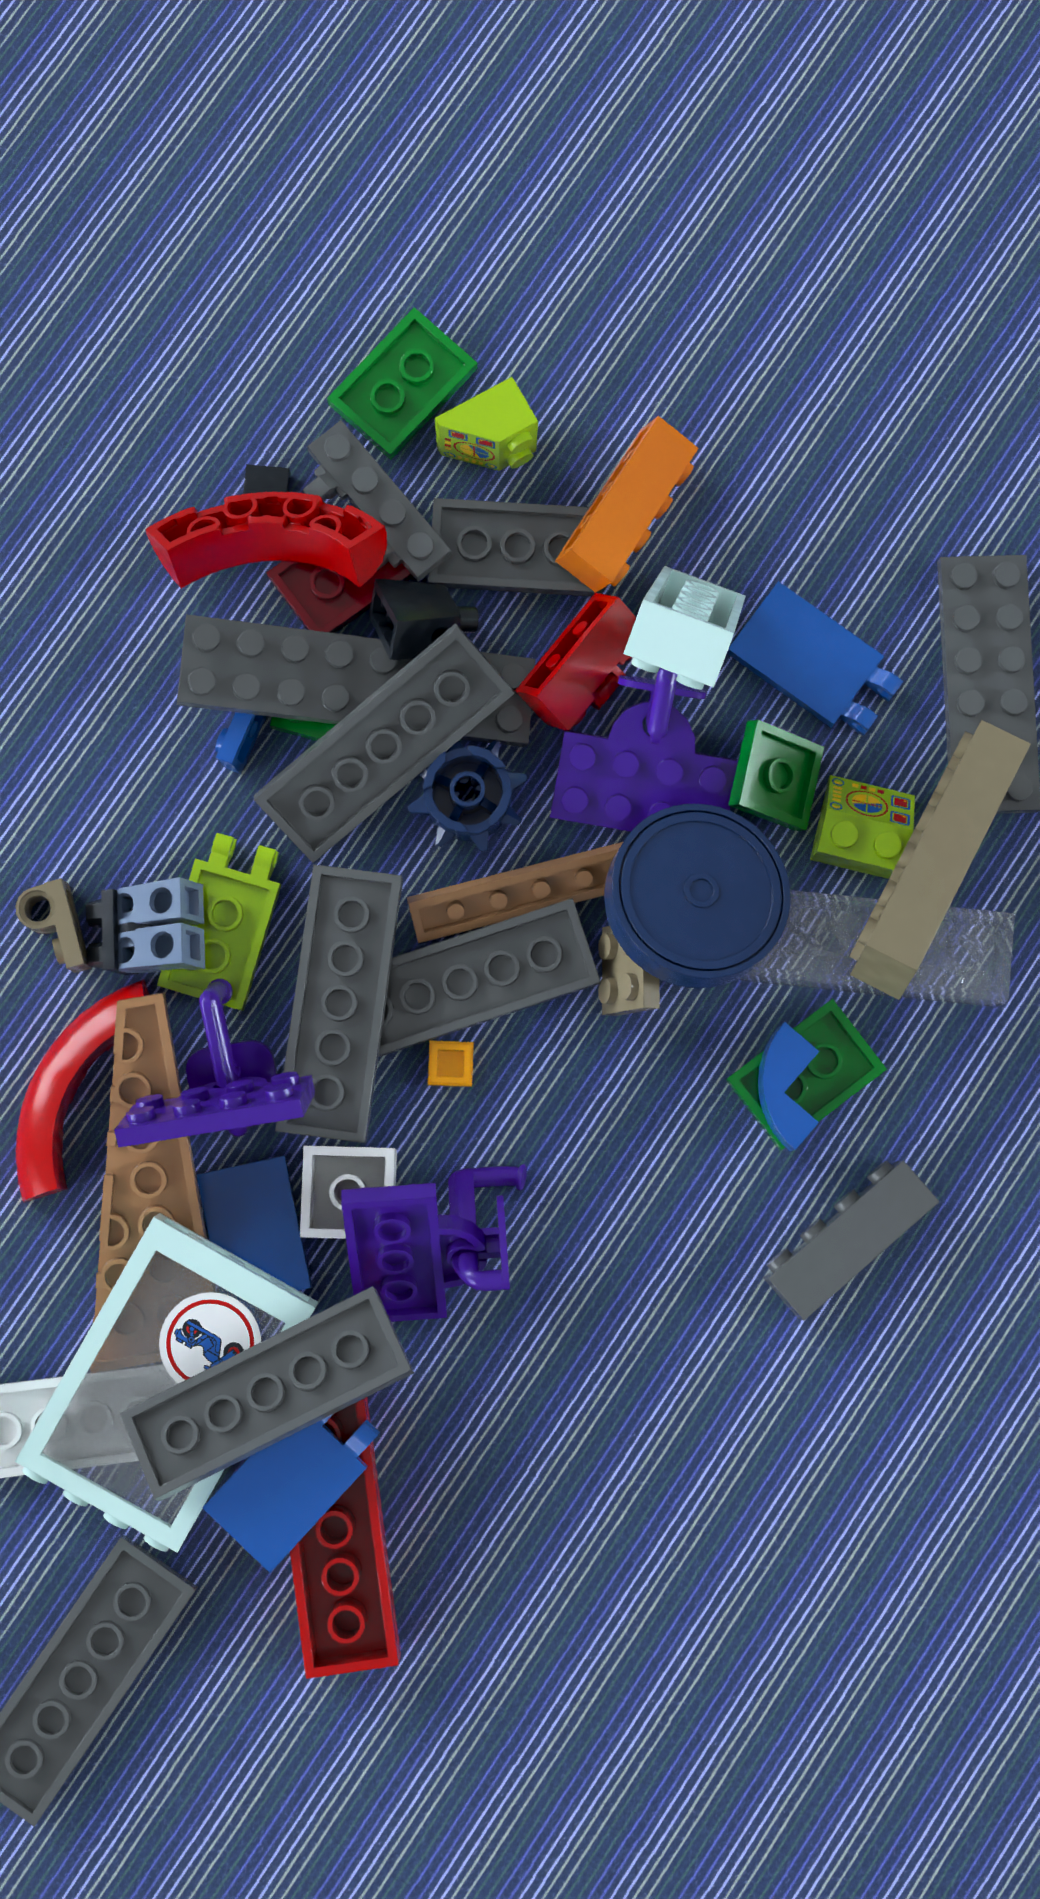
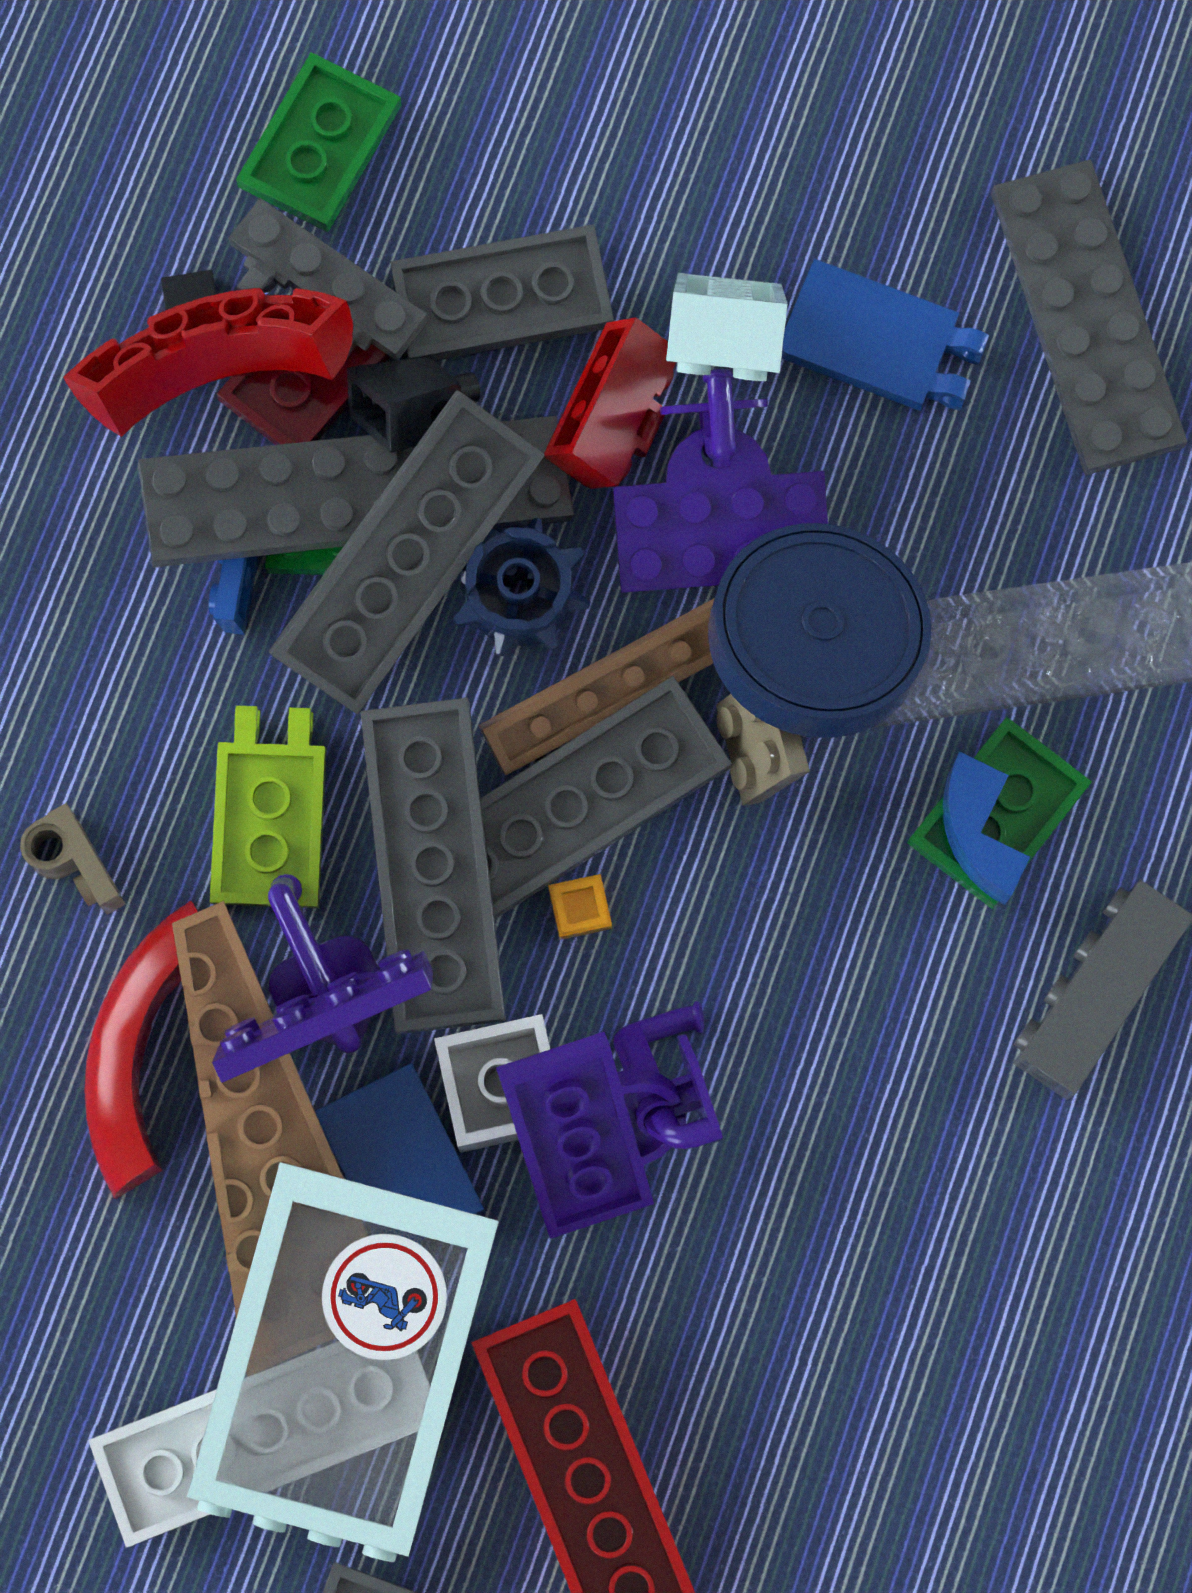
camera: 10 degrees left, 5 degrees down
(148, 927) = (183, 835): sand blue hips -> none
(266, 1393) = (467, 1333): dark grey plate -> none
(288, 1489) = (521, 1435): blue tile -> none
(490, 429) = (436, 166): lime slope -> none
(627, 506) = (618, 213): orange brick -> none
(776, 775) = (872, 477): green plate -> none
(863, 827) = (990, 515): lime slope -> none
(936, 858) = (1083, 519): dark tan brick -> none

